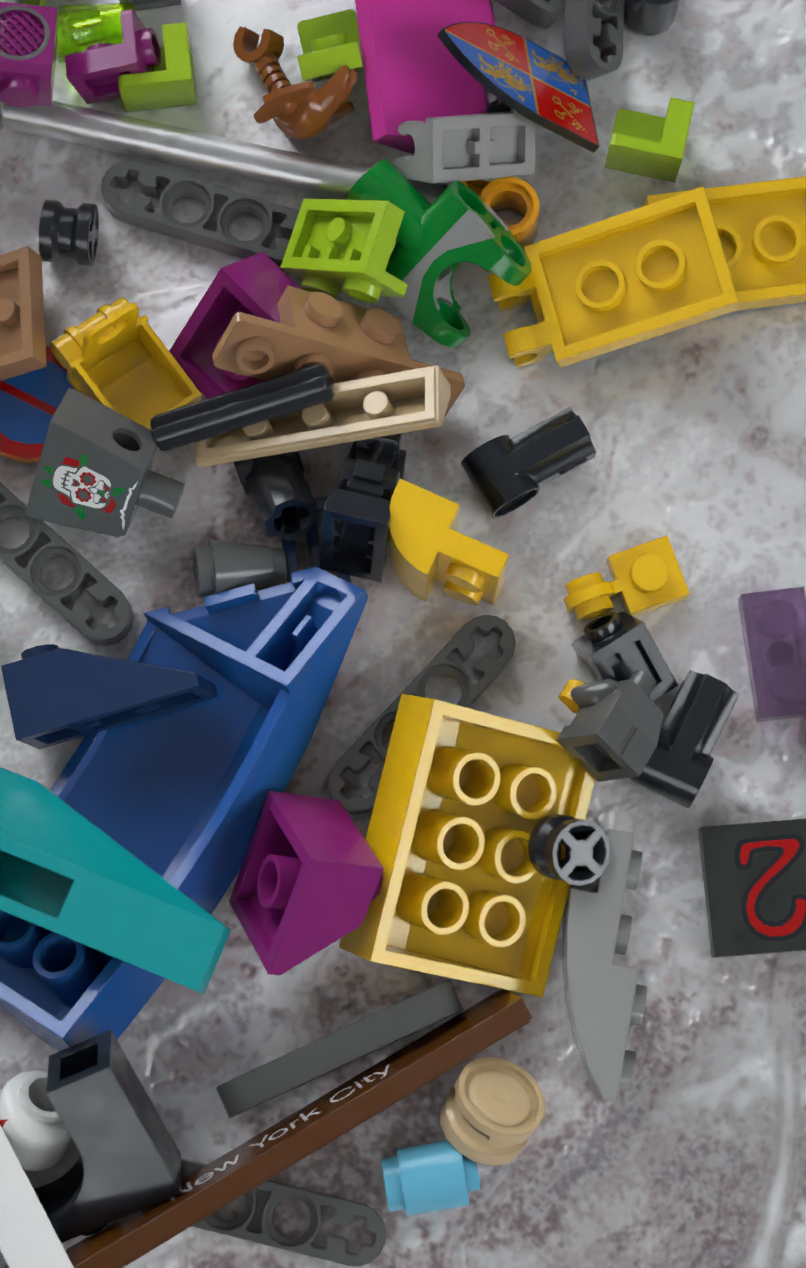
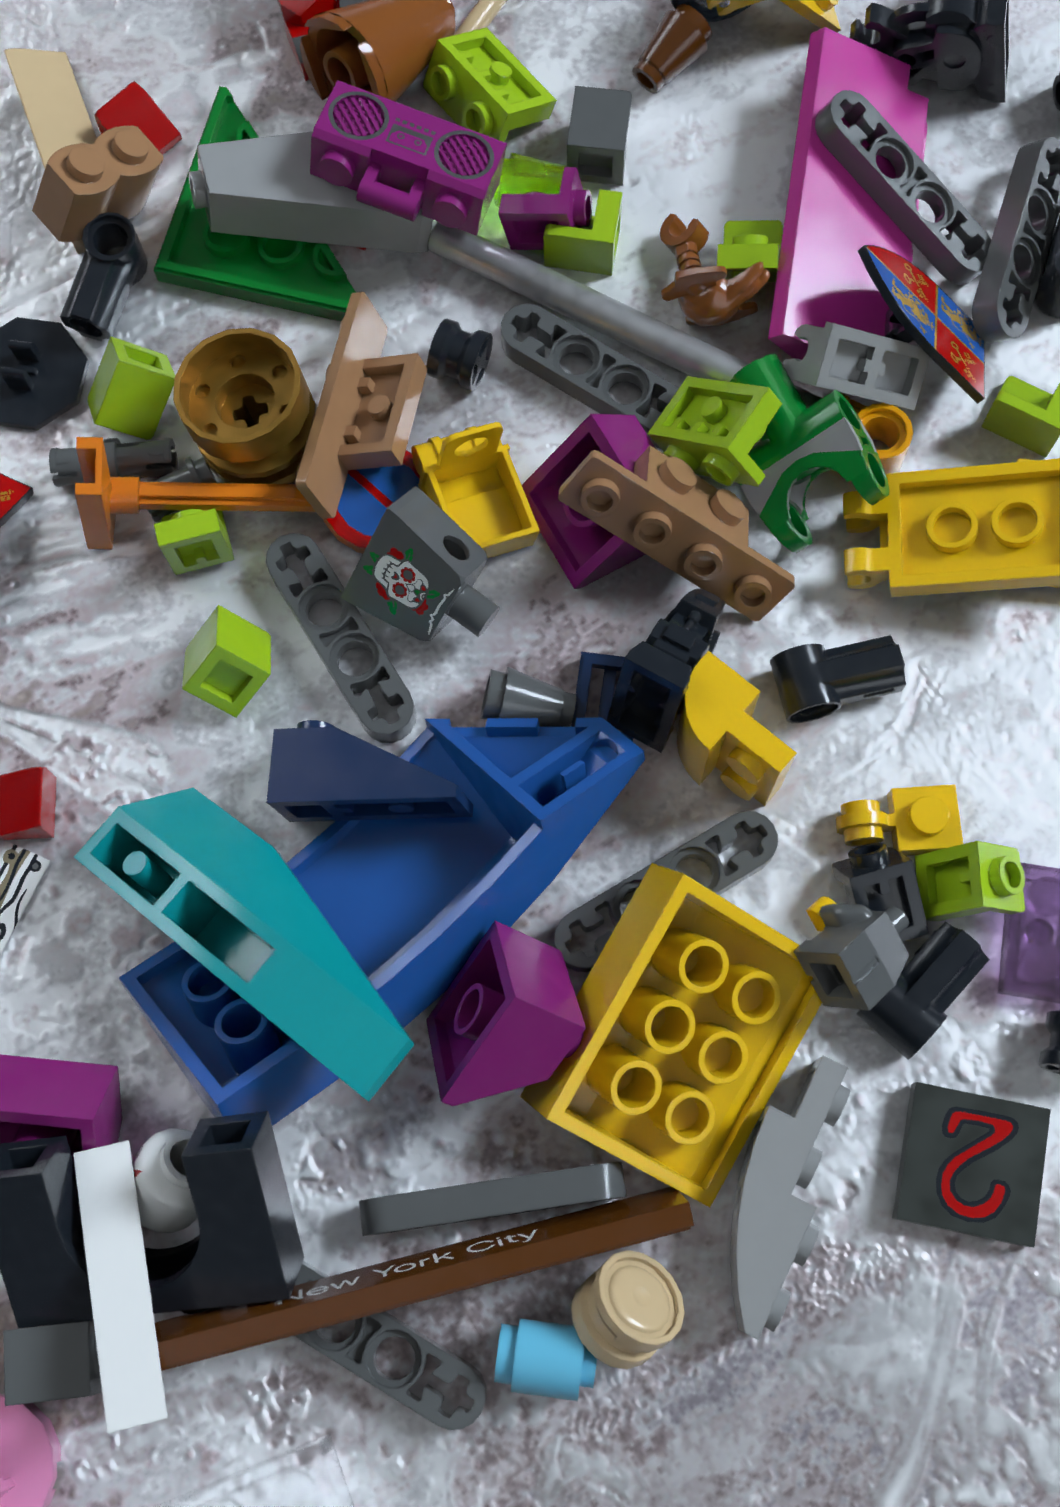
camera: 20 degrees right, 5 degrees down
(242, 407) = (575, 546): black axle -> none
(279, 493) = (586, 624): black piece -> none
(357, 412) = (650, 574): tan slope -> none
(585, 851) = (793, 1073): black wheel -> none
(703, 625) = (970, 880): none -> lime bracket

